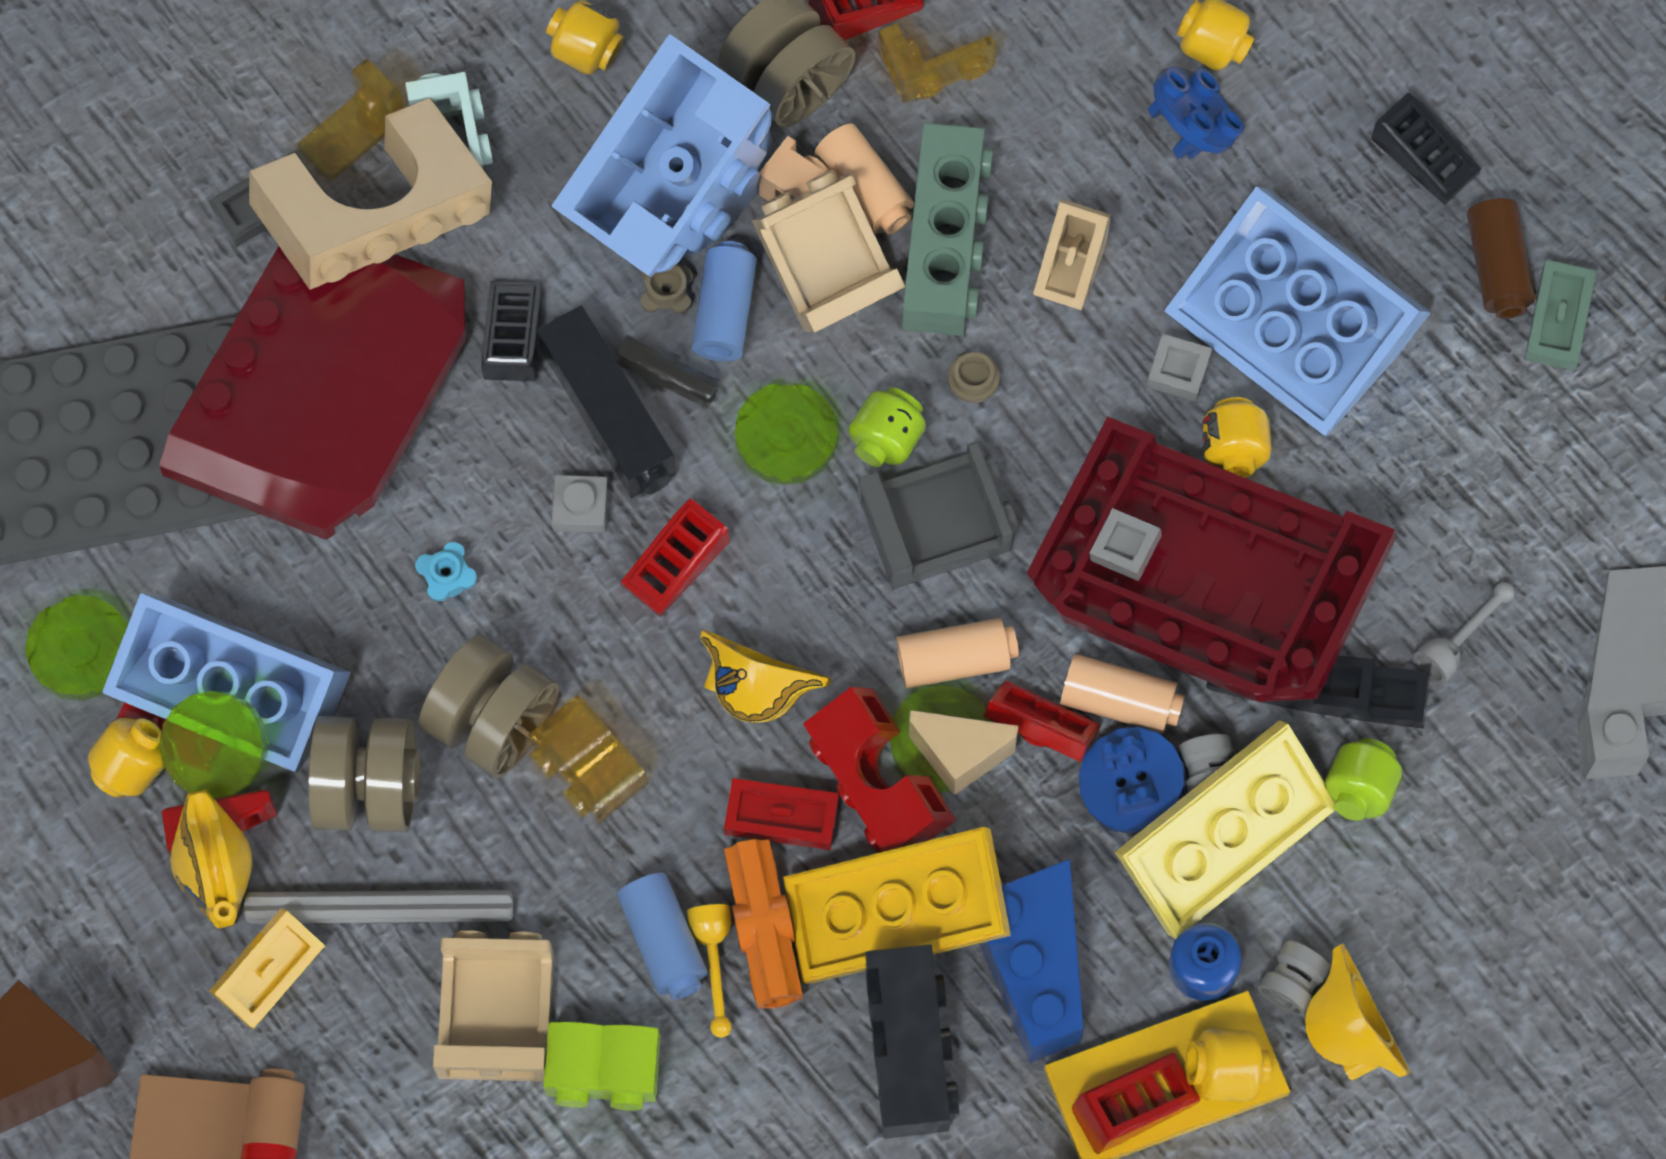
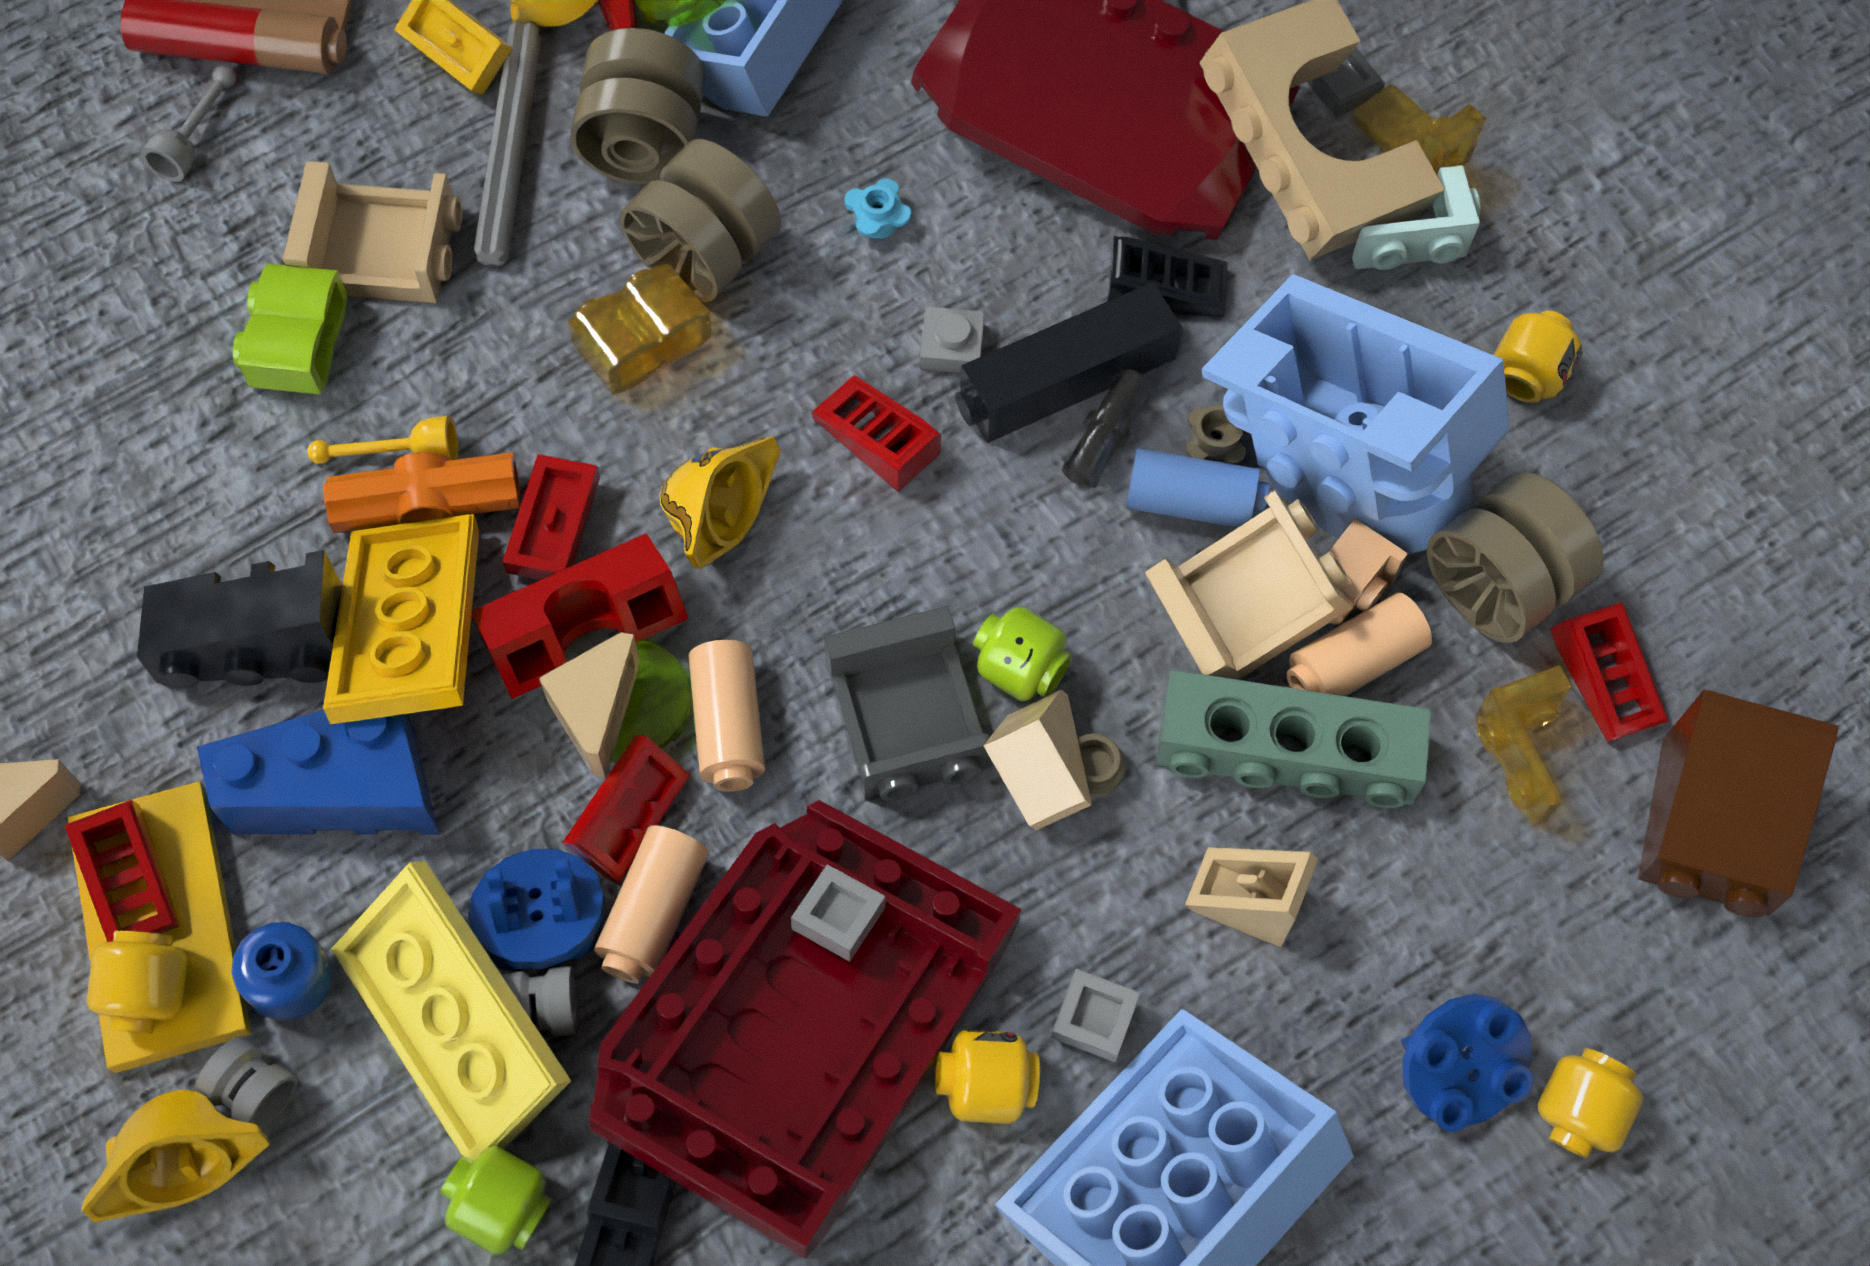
camera: 90 degrees right, 5 degrees down
(662, 935) = (423, 390): medium blue brick -> none
(786, 433) = (1029, 554): clear neon green tile -> none
(976, 408) = (1041, 760): none -> tan slope

